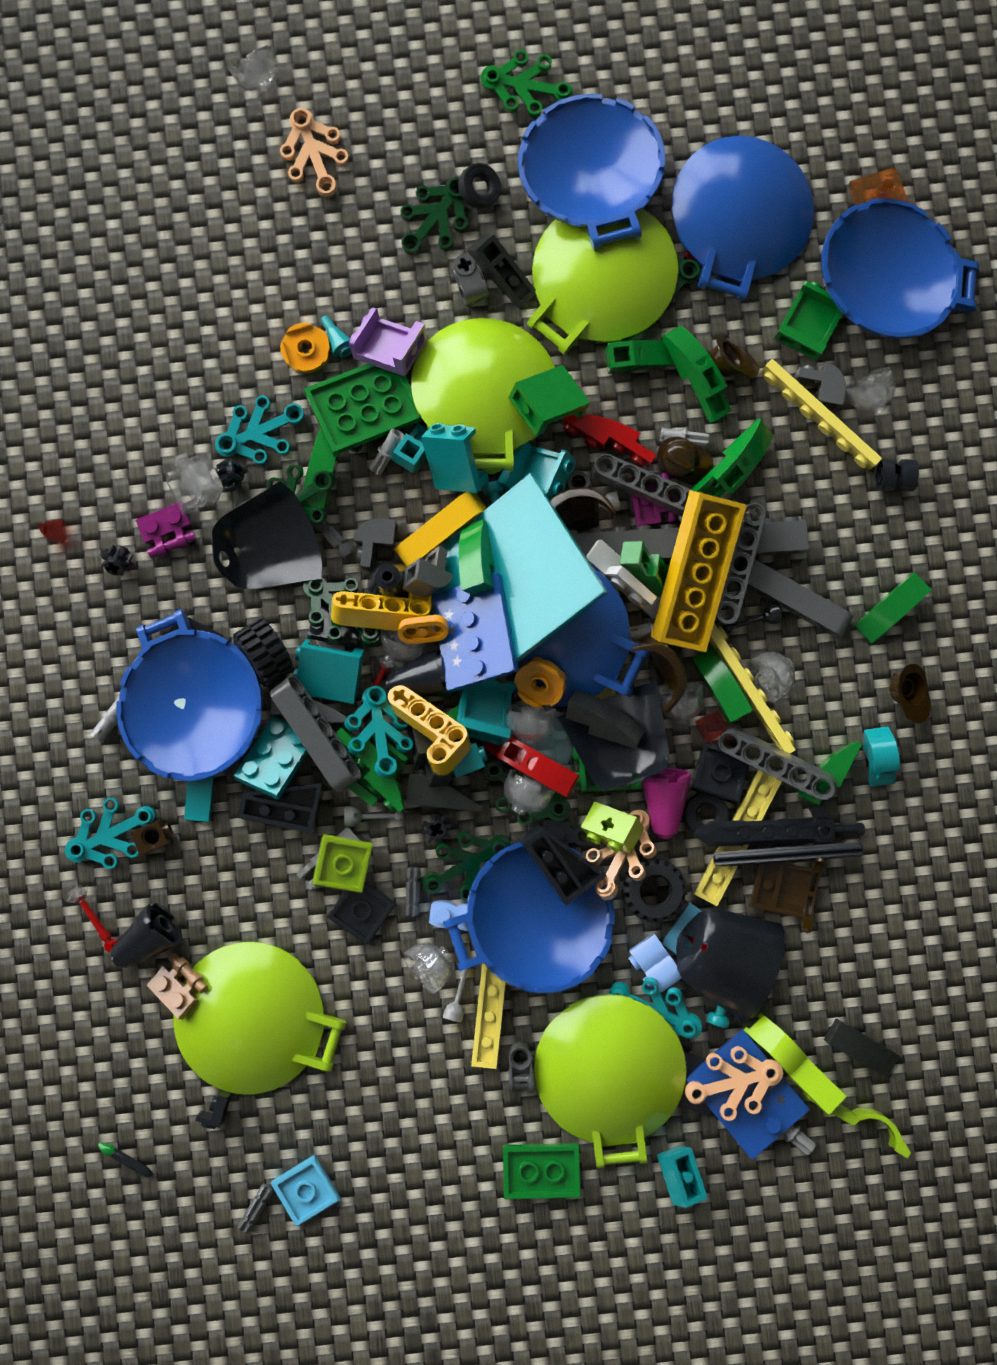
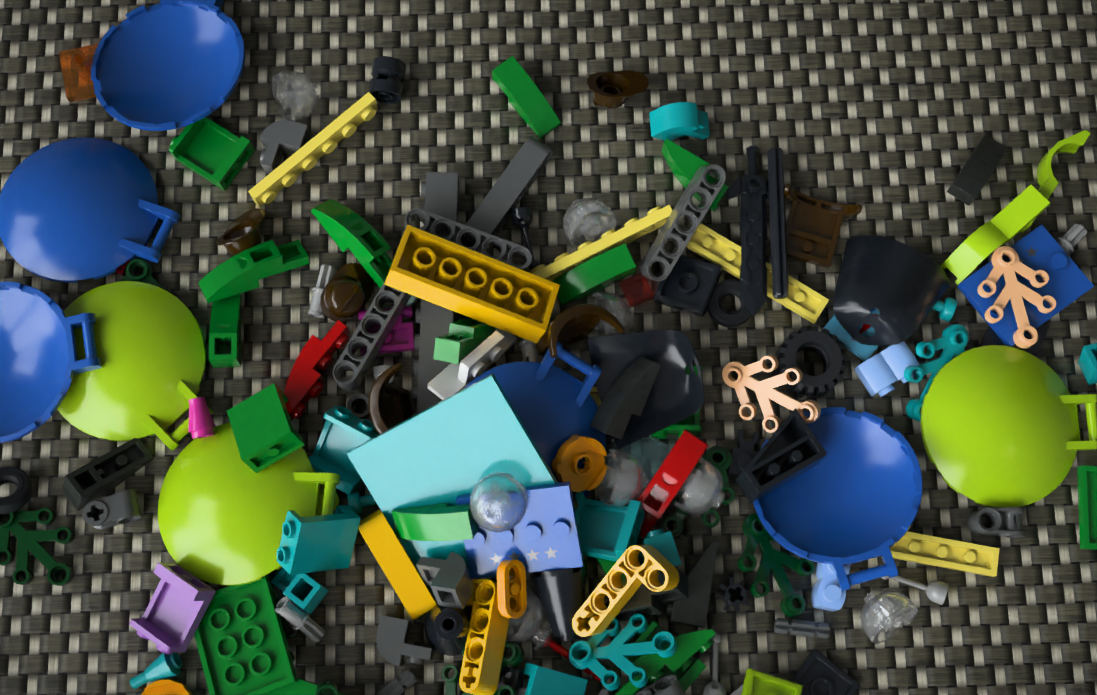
camera: 85 degrees left, 10 degrees down
(494, 609) = (498, 502): none -> clear cylinder
(554, 343) = (200, 419): none -> dark pink cone
(612, 828) = (731, 407): lime brick -> none
(666, 799) = (716, 341): dark pink cone -> none

